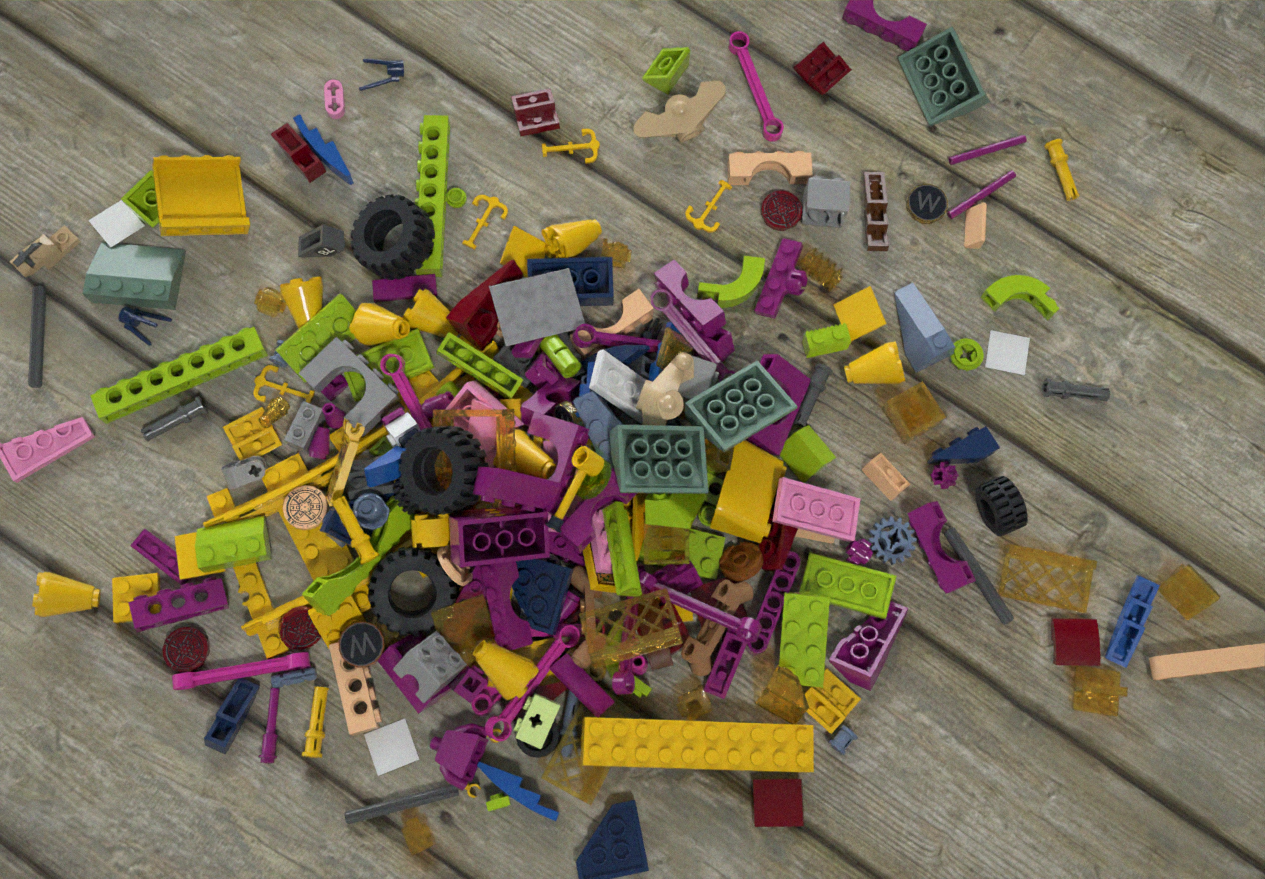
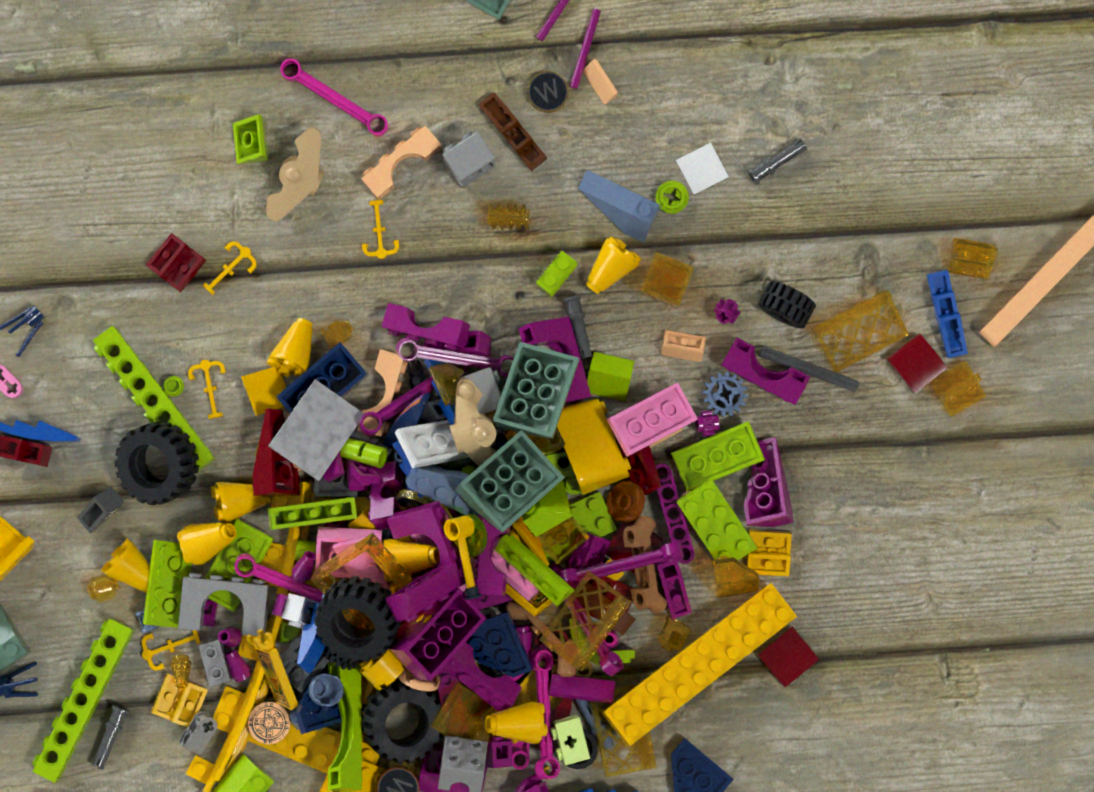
camera: 30 degrees left, 10 degrees up
(360, 540) = (336, 717): yellow pin -> none
(404, 288) = (184, 505): magenta tile -> none
(739, 290) = (458, 285): lime arch -> none
(781, 210) = (438, 190): dark red tile -> none
(782, 279) = (483, 249): magenta plate -> none
(822, 69) = (375, 38): dark red slope -> none
(843, 740) = (800, 574): sand blue bush -> none
(860, 313) = (565, 230): yellow piece -> none
(972, 449) = (731, 274): dark blue slope -> none
(1020, 288) = (674, 107): lime arch -> none

